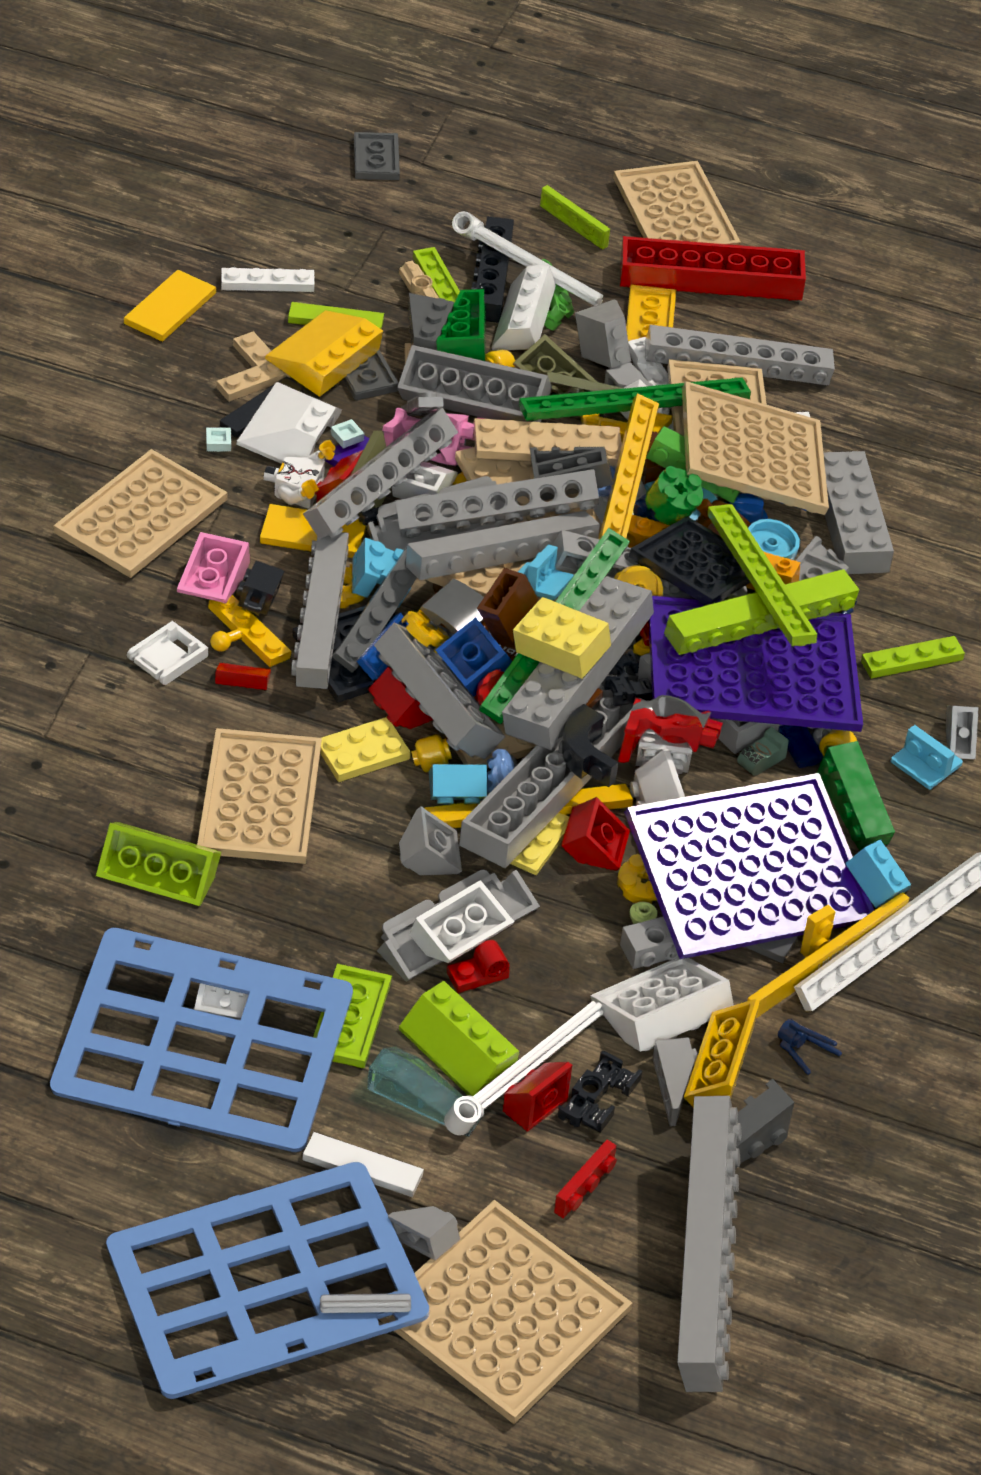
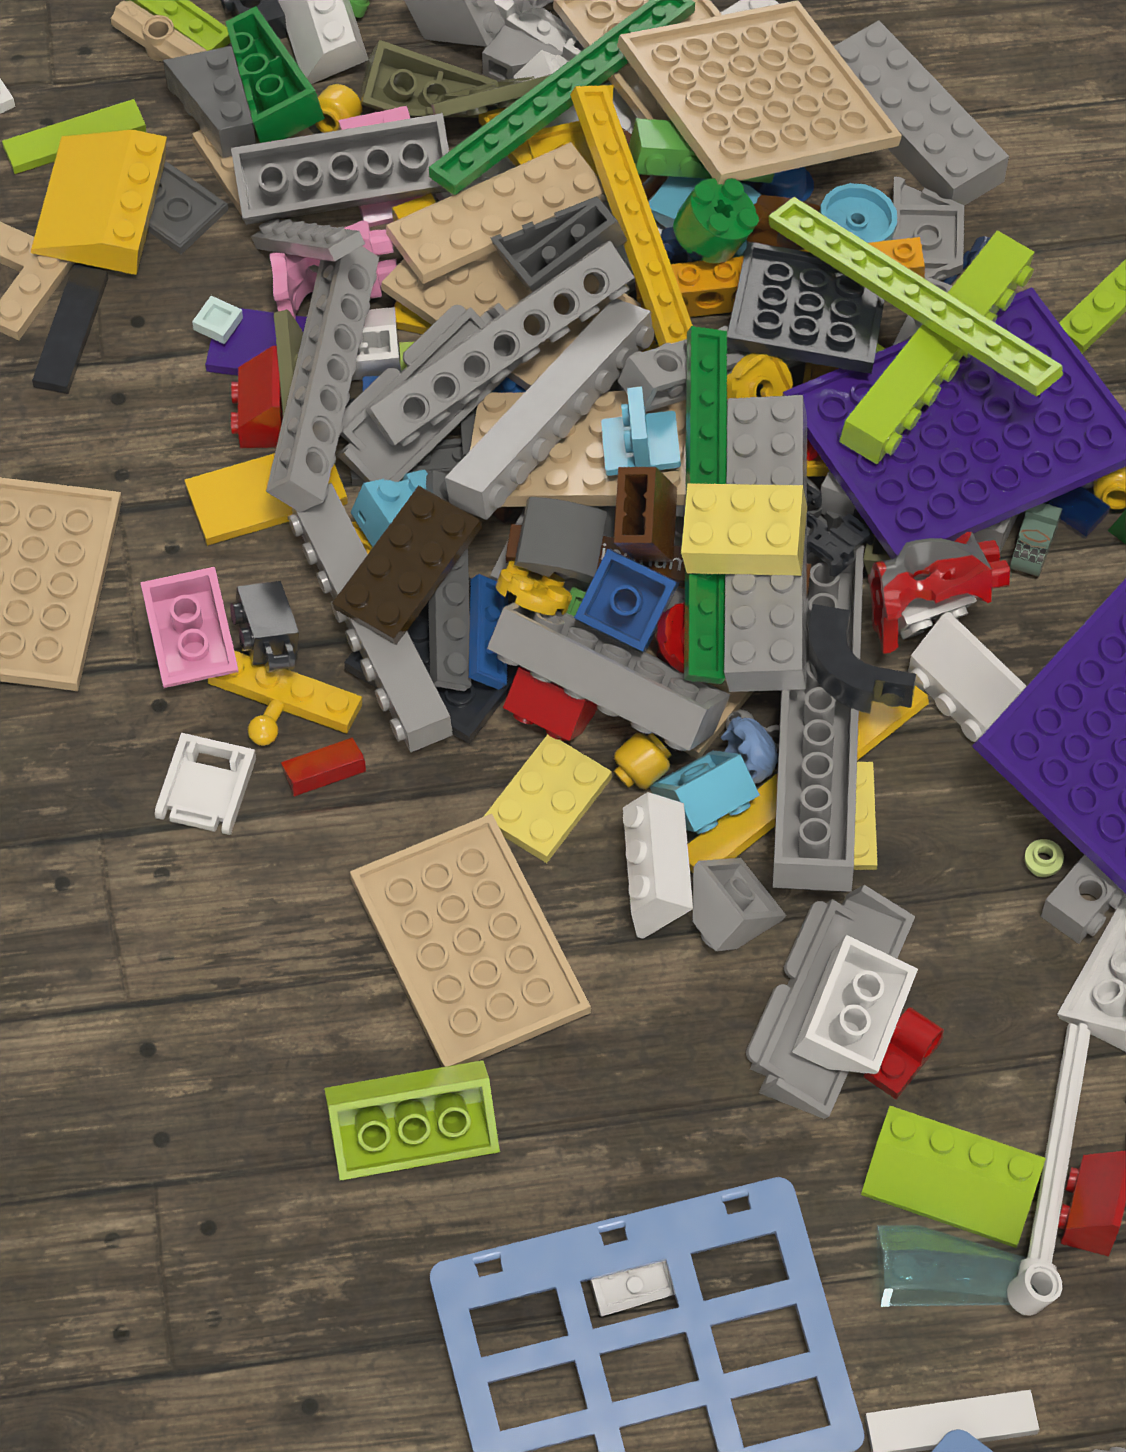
camera: 25 degrees left, 15 degrees up
(218, 439) = (50, 411): light aqua plate -> none
(287, 424) = (130, 343): white slope -> none
(299, 477) = (199, 418): white torso -> none
(358, 584) = (407, 565): none -> dark brown plate
(363, 1015) = (800, 1162): lime plate -> none
(394, 797) = (656, 862): none -> white slope
(595, 835) = (917, 775): red slope -> none
(630, 881) = (1000, 821): yellow plate -> none

